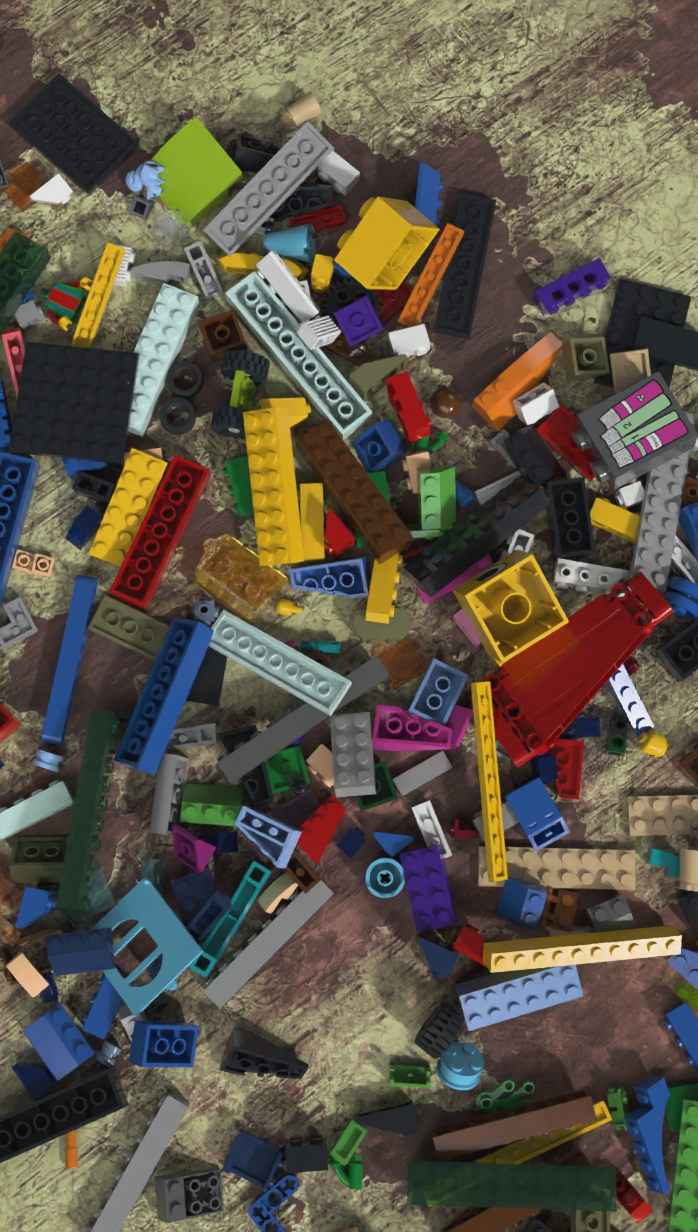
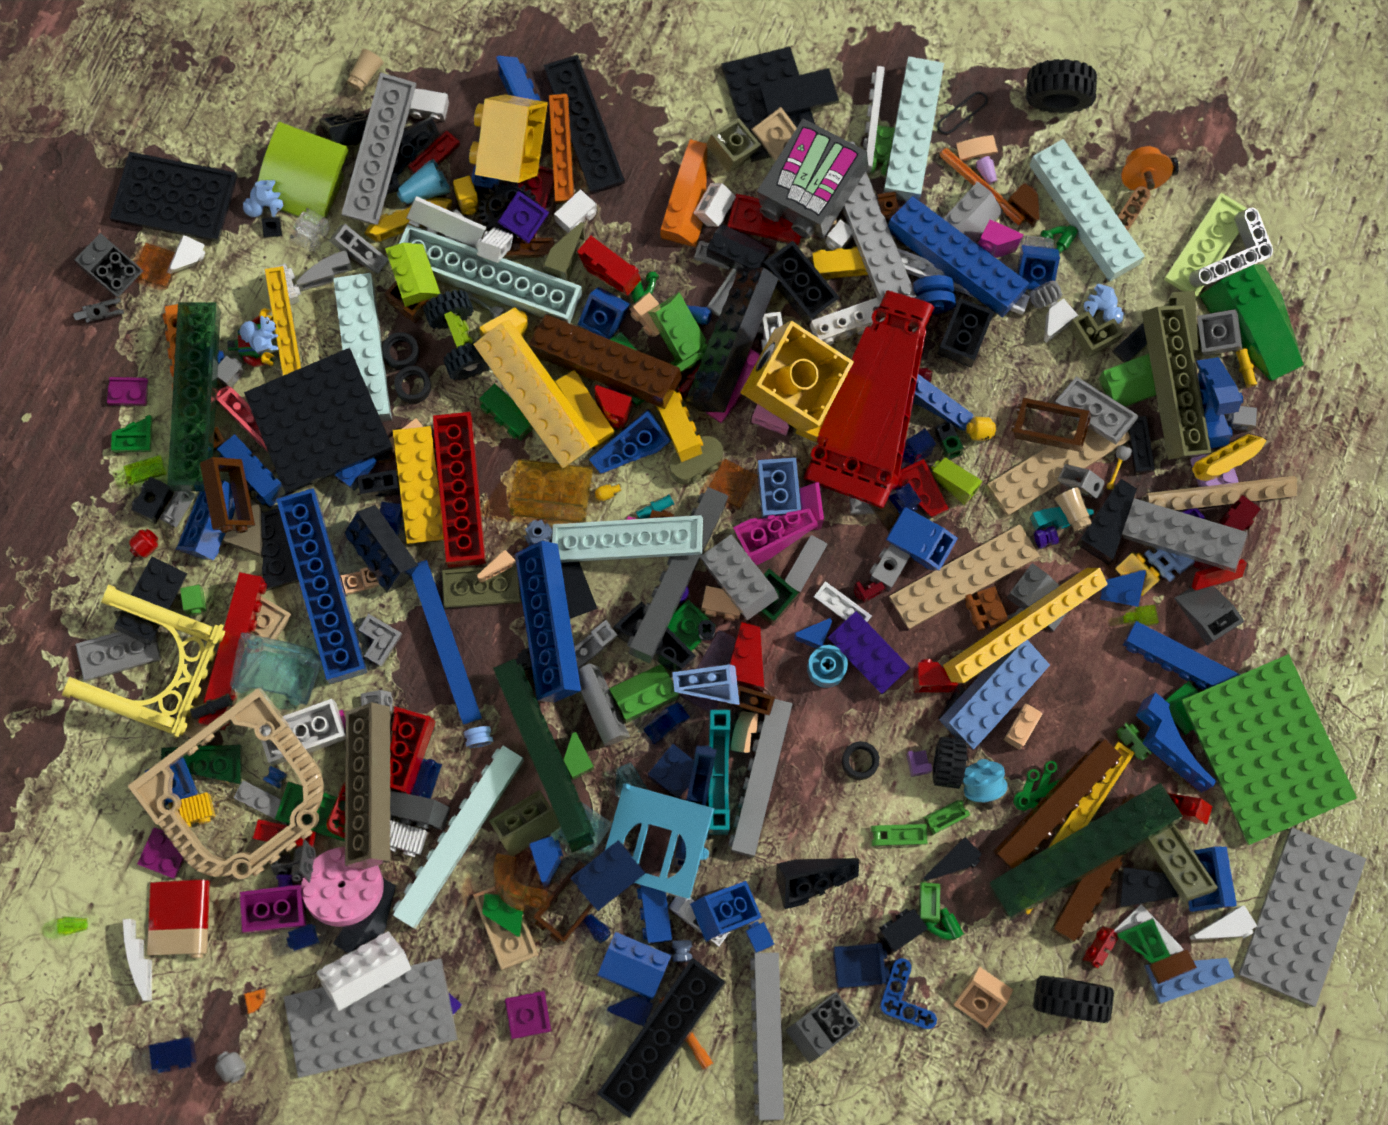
camera: 30 degrees left, 5 degrees down
(27, 974) = (572, 923): light nougat slope -> none
(61, 546) = (380, 548): none -> black brick
(69, 300) = (259, 338): none -> light blue animal
(119, 829) = (576, 758): none -> bright green slope
(153, 619) = (498, 565): none -> light nougat slope
(181, 1082) = (759, 936): none -> blue brick
(191, 848) = (648, 736): magenta slope -> none
(231, 317) = (412, 272): none -> lime slope
(286, 391) = (494, 312): none -> hinge
(349, 981) = (864, 746): none -> black tyre
(352, 841) = (781, 654): clear blue brick -> none
(358, 1065) = (899, 835): none -> bright green plate
(414, 1011) = (918, 763): none -> medium lavender panel
(437, 958) = (909, 702): dark blue slope -> none
(446, 404) = (638, 247): reddish brown hair -> none
(489, 781) = (866, 533): yellow plate -> none
(522, 902) = (953, 619): blue slope -> none
(526, 1035) = (1022, 726): none -> light nougat brick
(594, 270) = (696, 69): dark purple brick -> none
(600, 777) = (955, 480): none -> lime slope
(651, 876) = (1046, 537): none -> dark purple wheel

